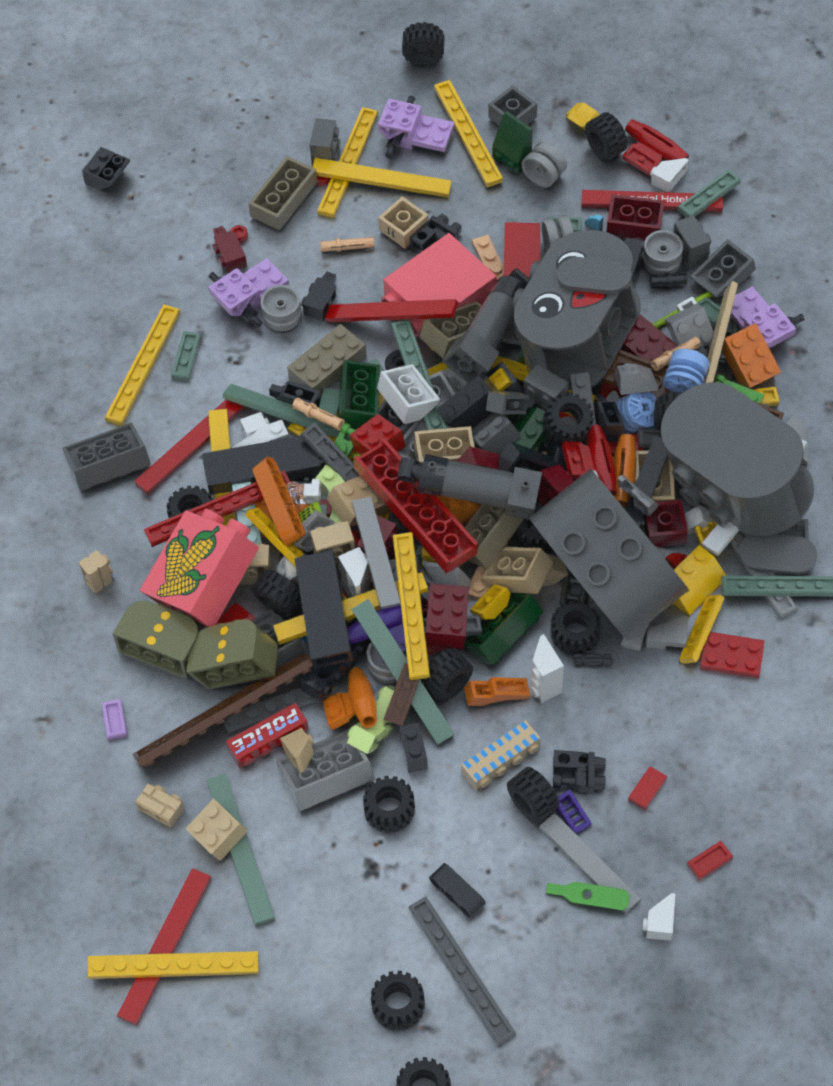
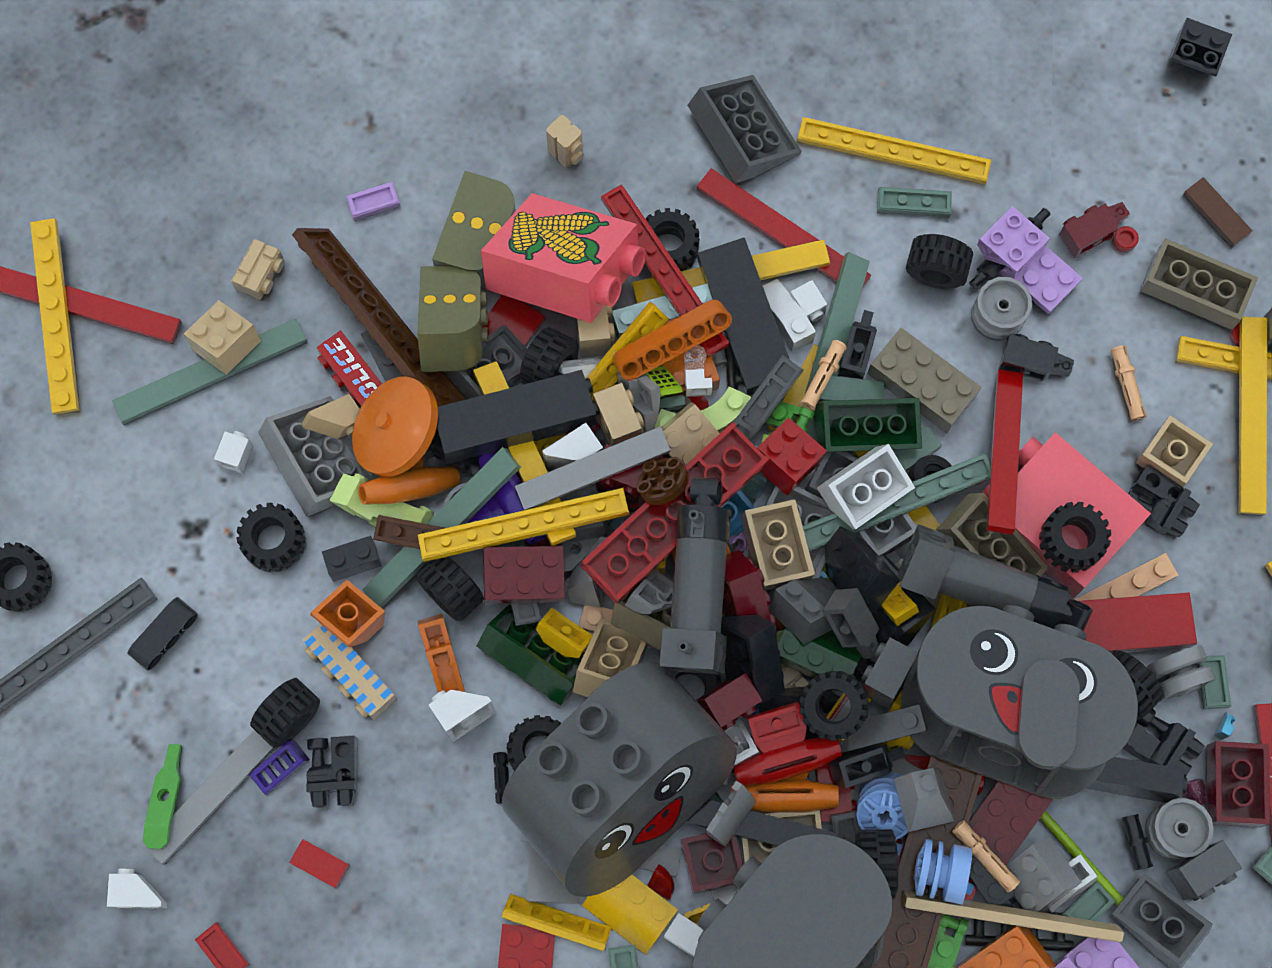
camera: 80 degrees right, 15 degrees up
(229, 178) = (1217, 212): none -> reddish brown tile
(240, 337) = (939, 261): none -> black tyre
(313, 830) = (233, 451): none -> white brick
(318, 693) = (395, 426): none -> orange dish
(393, 504) = (662, 480): none -> reddish brown tile
(458, 745) = (349, 615): none -> orange slope
(462, 283) = (1083, 518): none -> black tyre
(475, 525) = (652, 594): none -> light grey slope

